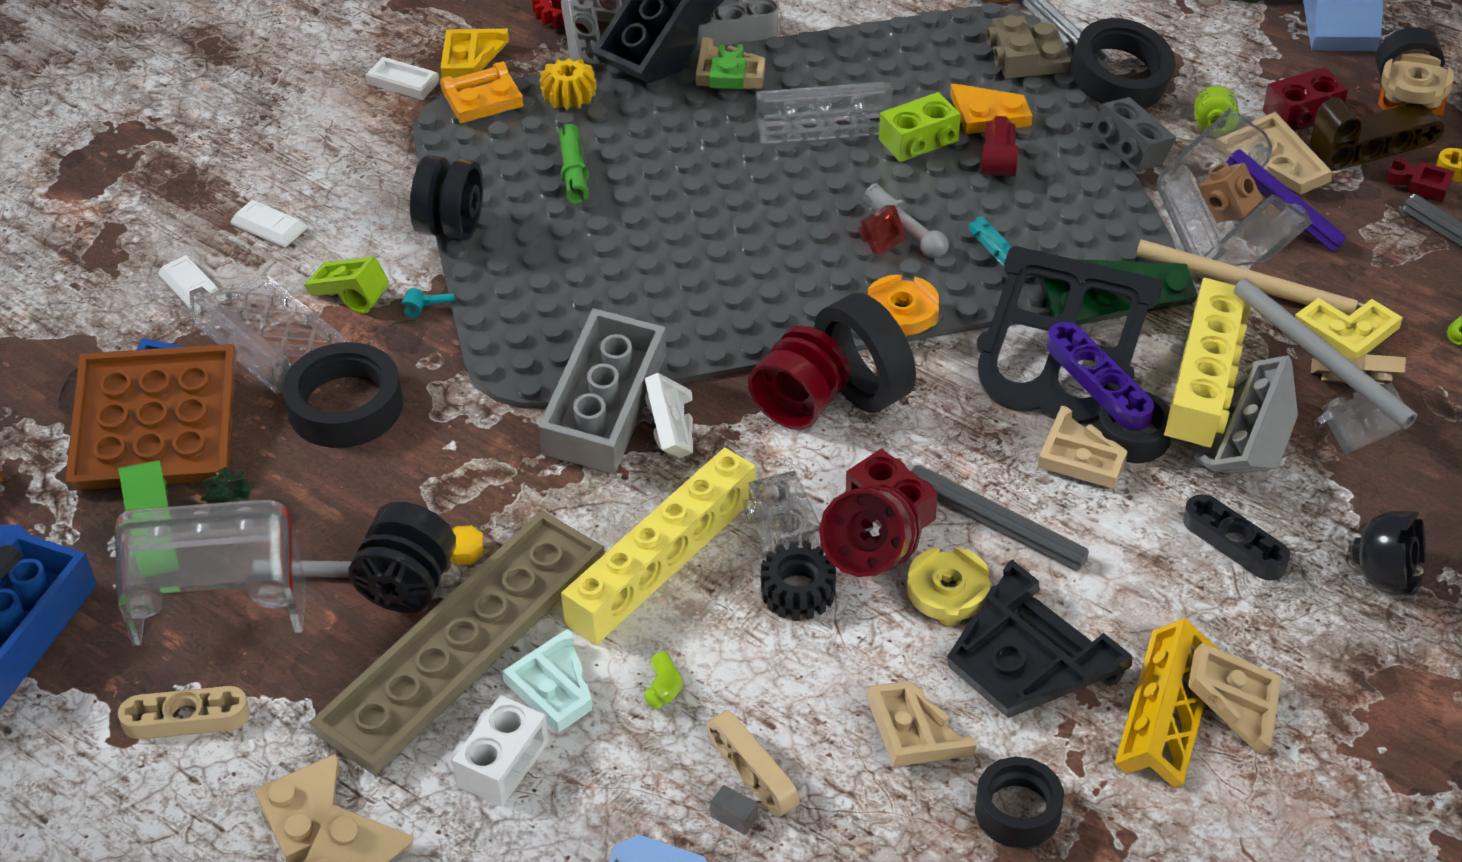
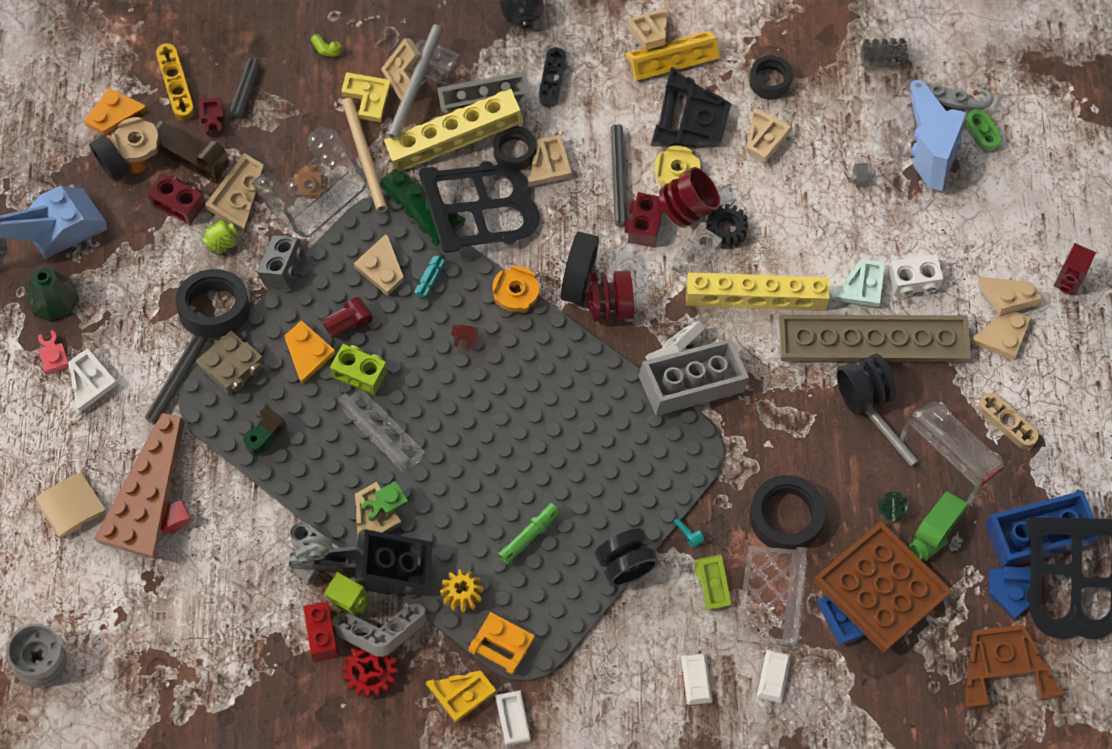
camera: 130 degrees left, 20 degrees up
(468, 545) = (824, 382): yellow tile -> none
(667, 681) = (822, 241): lime arm -> none
(753, 763) = (836, 180): tan beam -> none
(912, 35) = (265, 432): none -> leg
(932, 242) = (448, 309): light grey pin -> none
(1050, 213) = (381, 266): none -> tan wing
(1105, 371) = (502, 167): dark purple beam -> none
(1267, 185) = (290, 160): dark purple axle -> none

